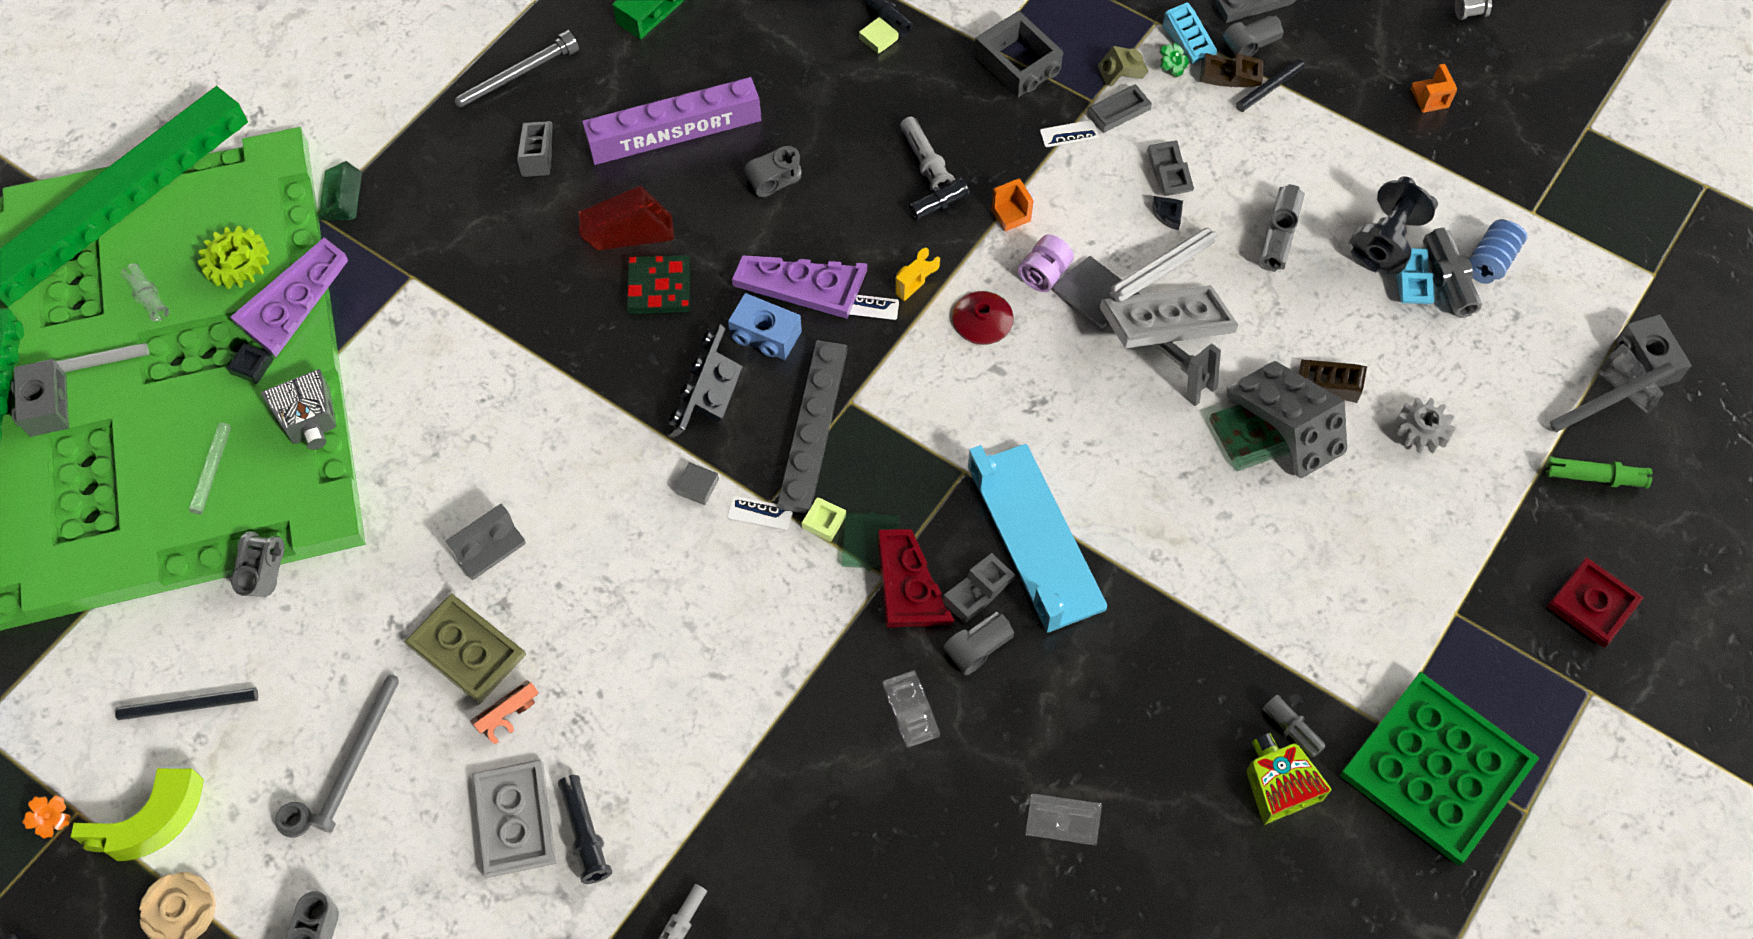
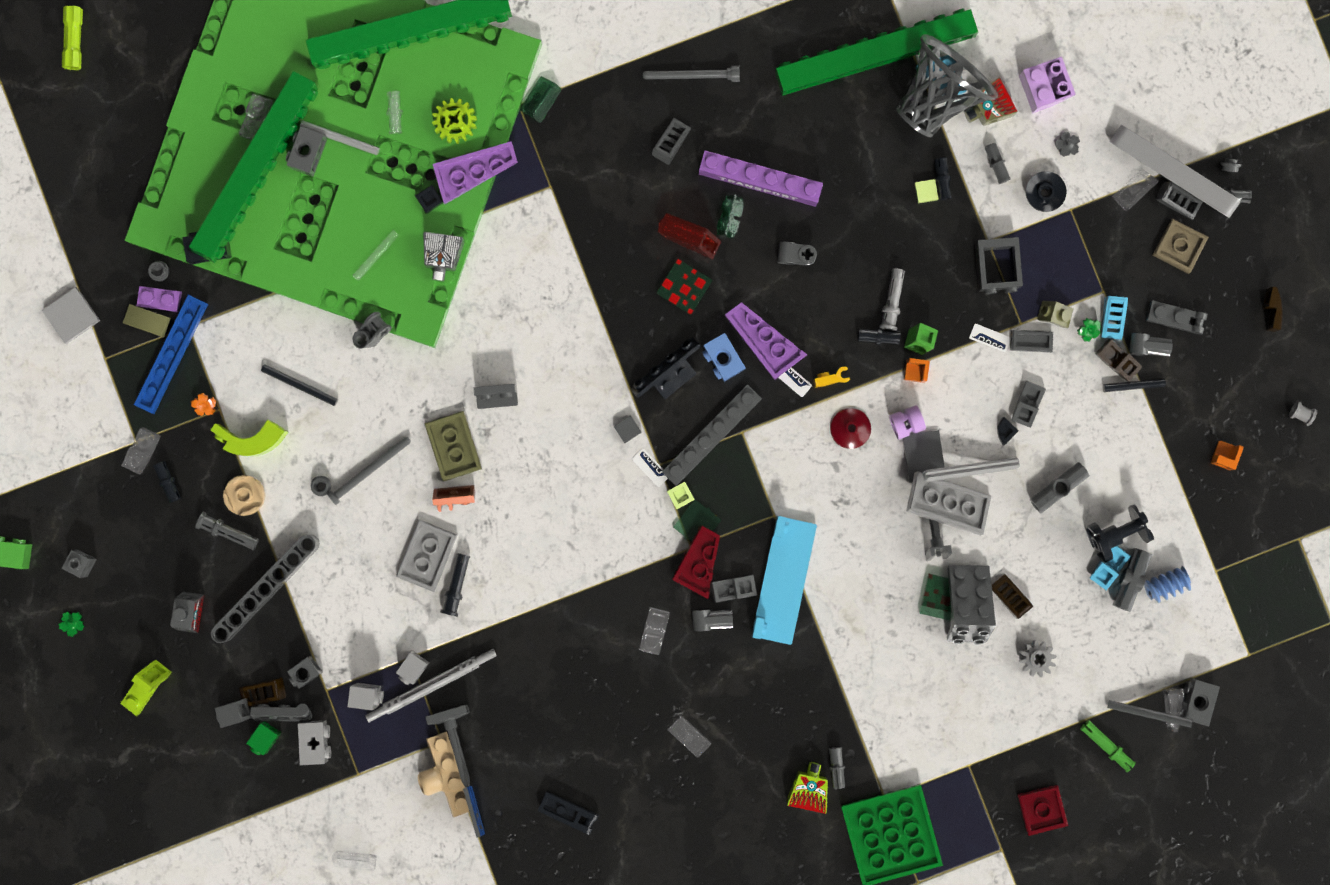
camera: 35 degrees right, 25 degrees up
(659, 171) = (731, 207): none -> clear green hinge
(990, 167) = (921, 338): none -> bright green brick

